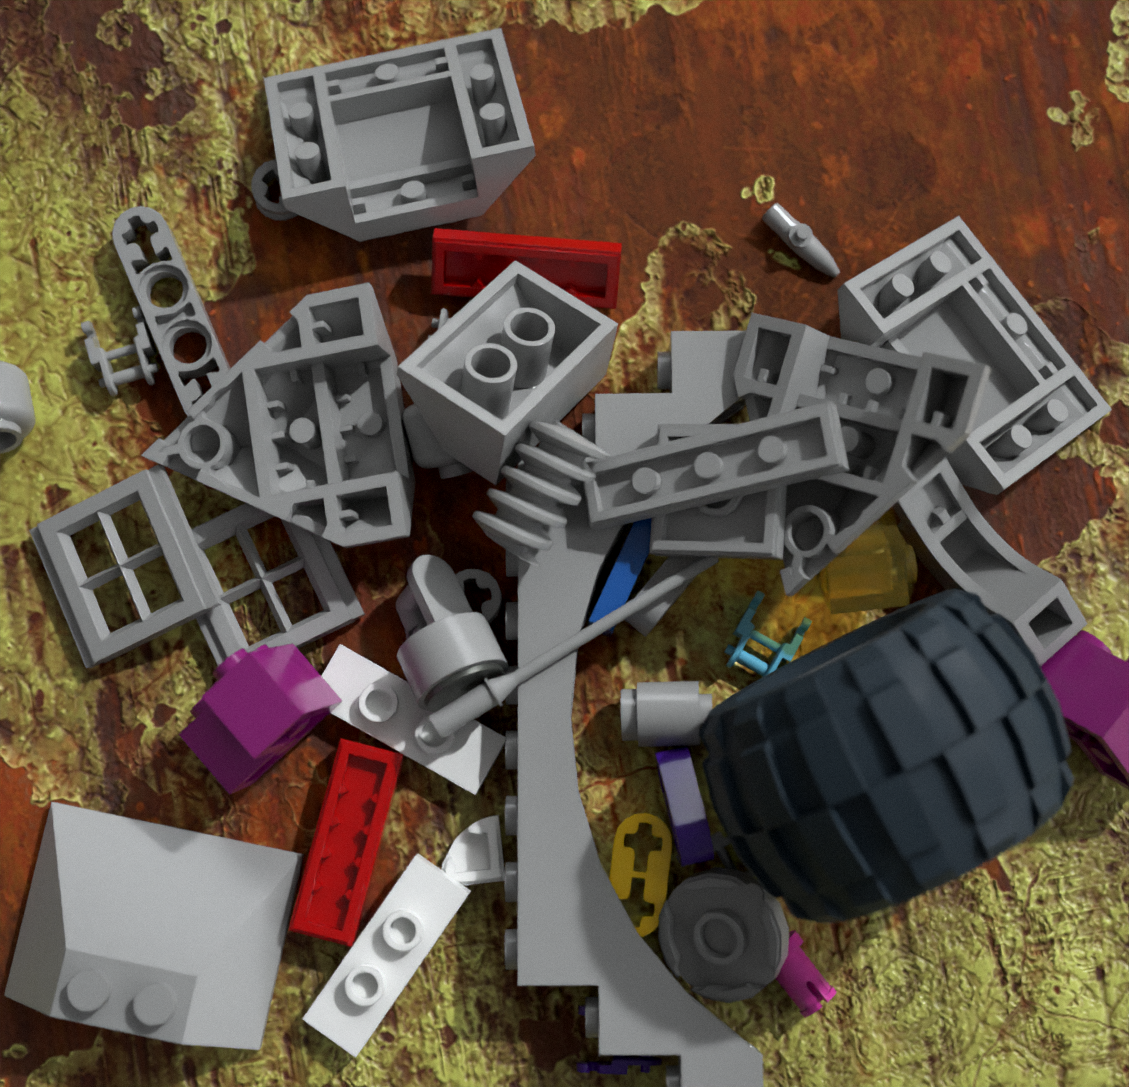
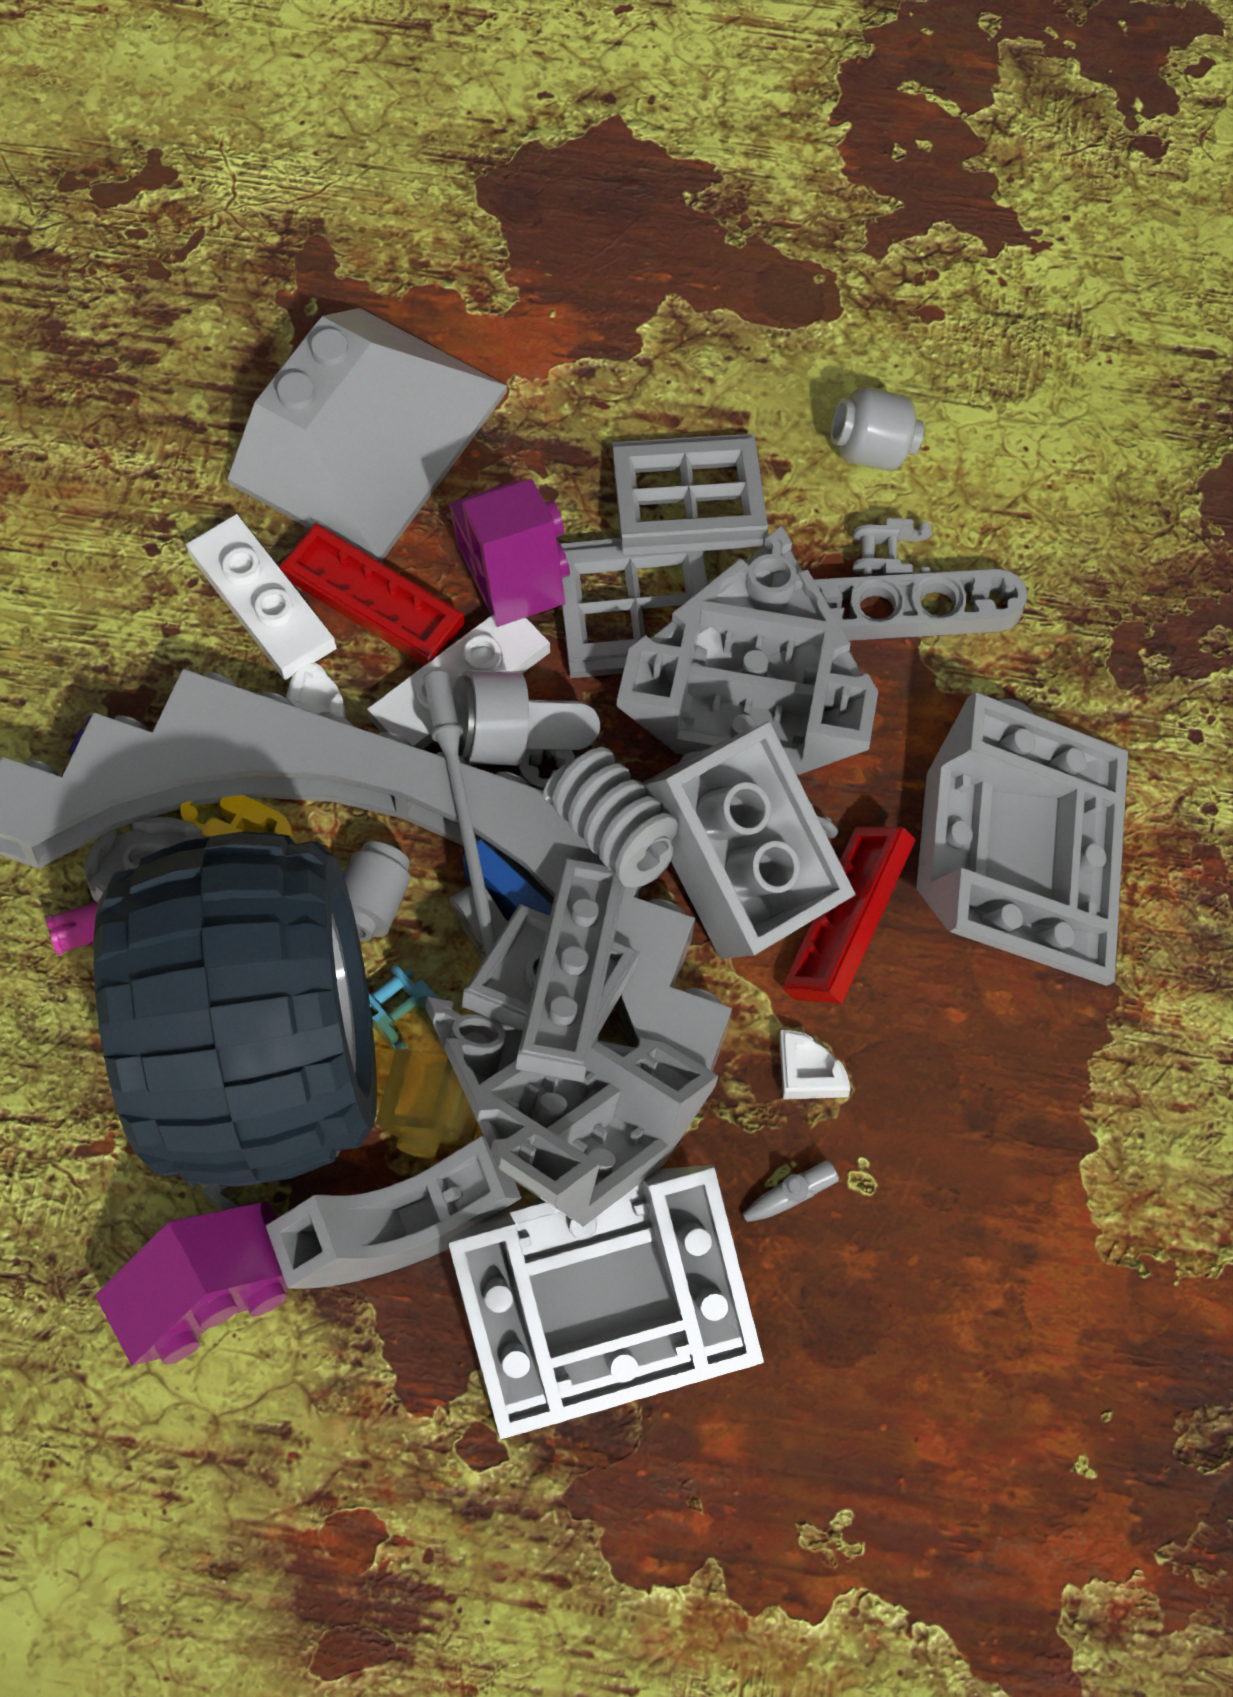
camera: 110 degrees right, 15 degrees down
(681, 262) = (810, 1069): none -> white tile

